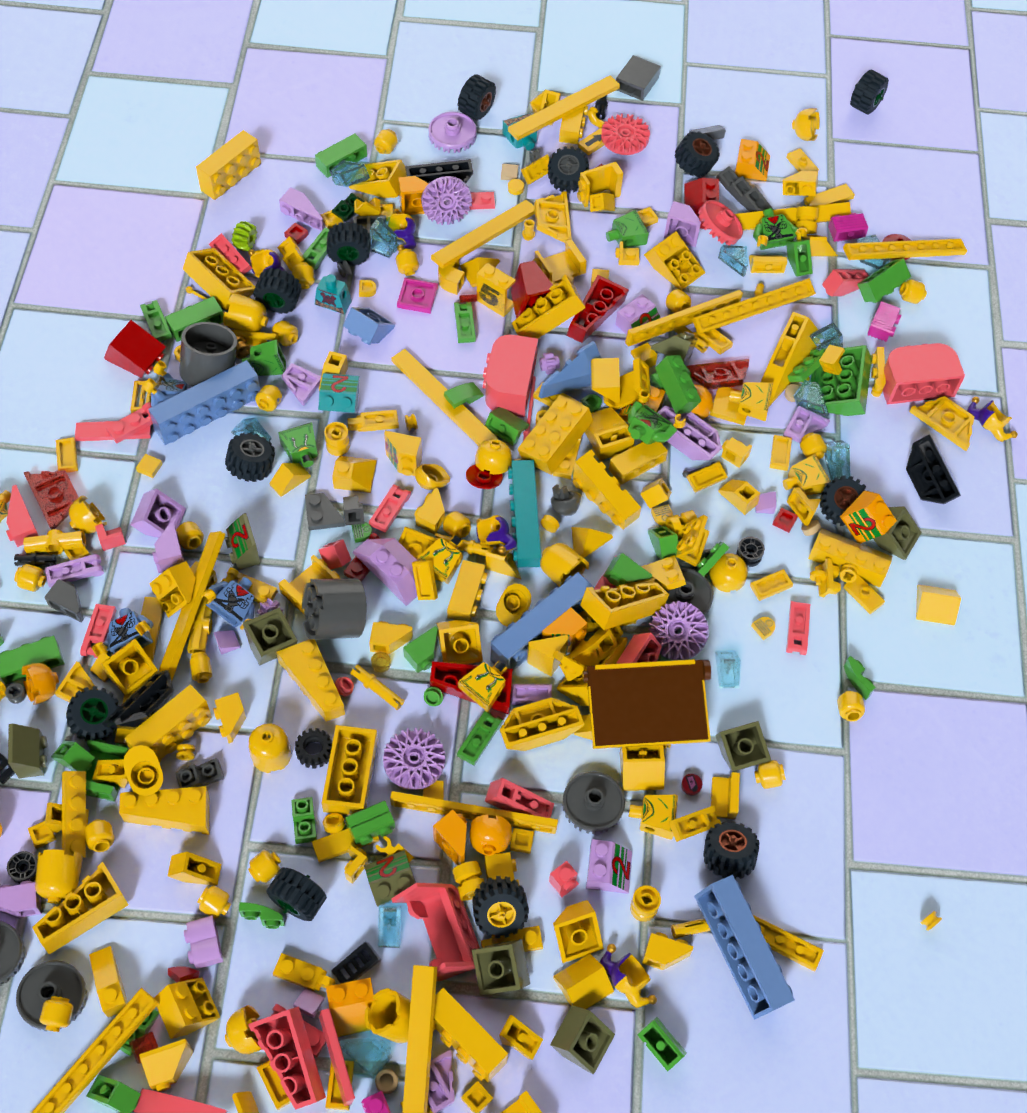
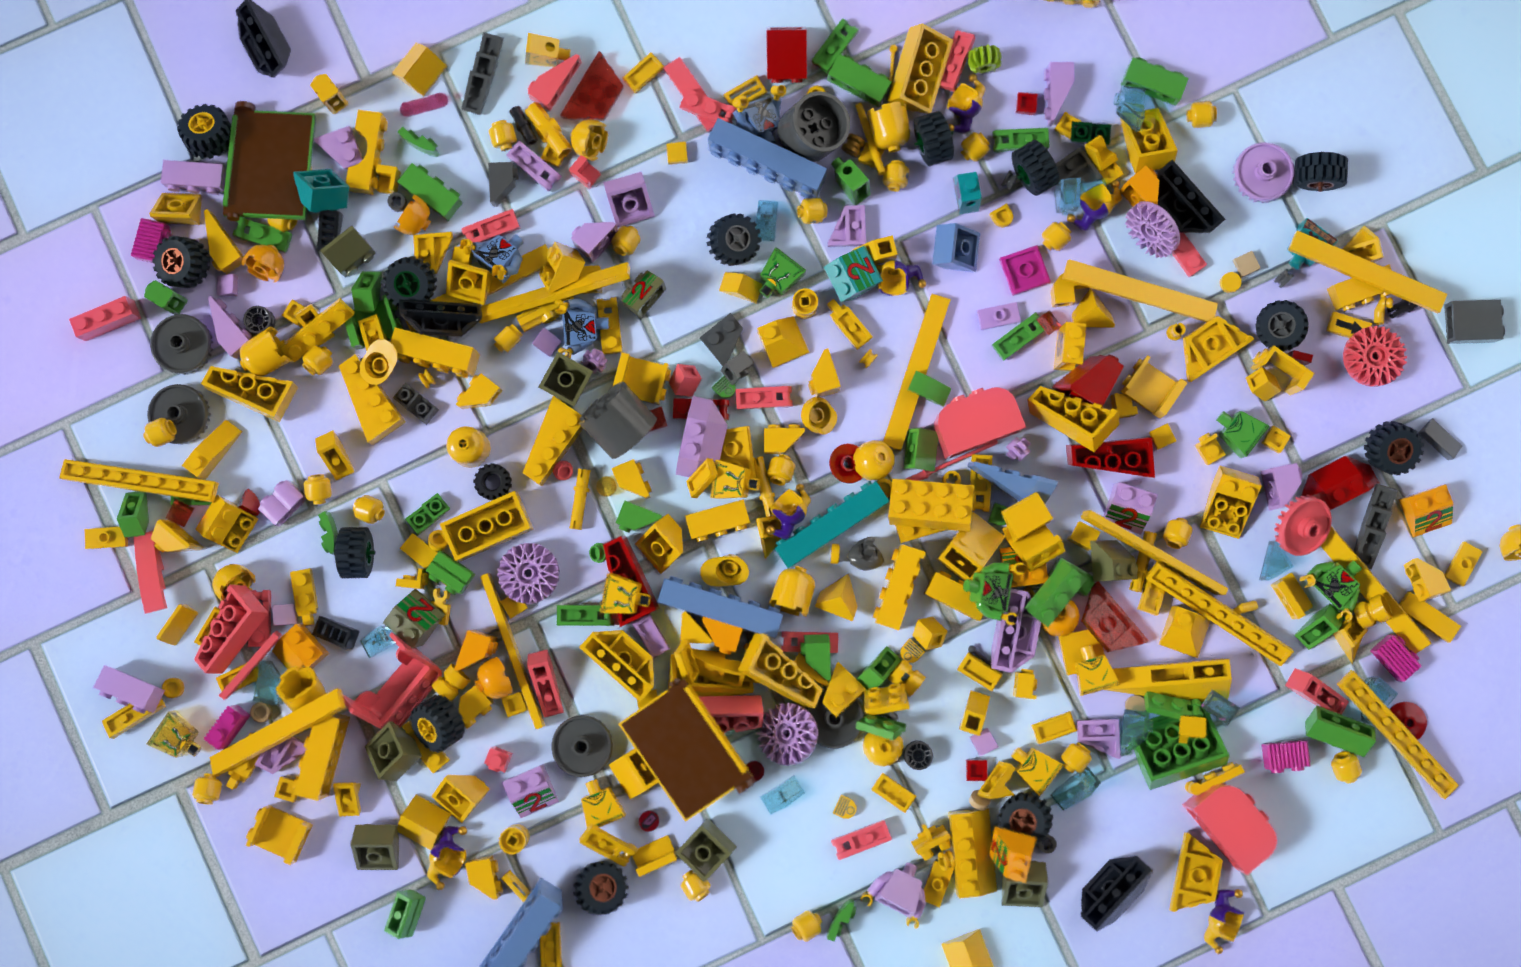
camera: 65 degrees right, 25 degrees up
(290, 252) = (998, 114): yellow slope -> none
(365, 369) = (897, 277): none -> yellow piece
(439, 327) = (998, 316): none -> lavender plate
(536, 169) = (1266, 290): yellow plate -> none
(753, 335) = (1184, 631): none -> yellow slope
(859, 619) = (900, 892): none -> lavender torso

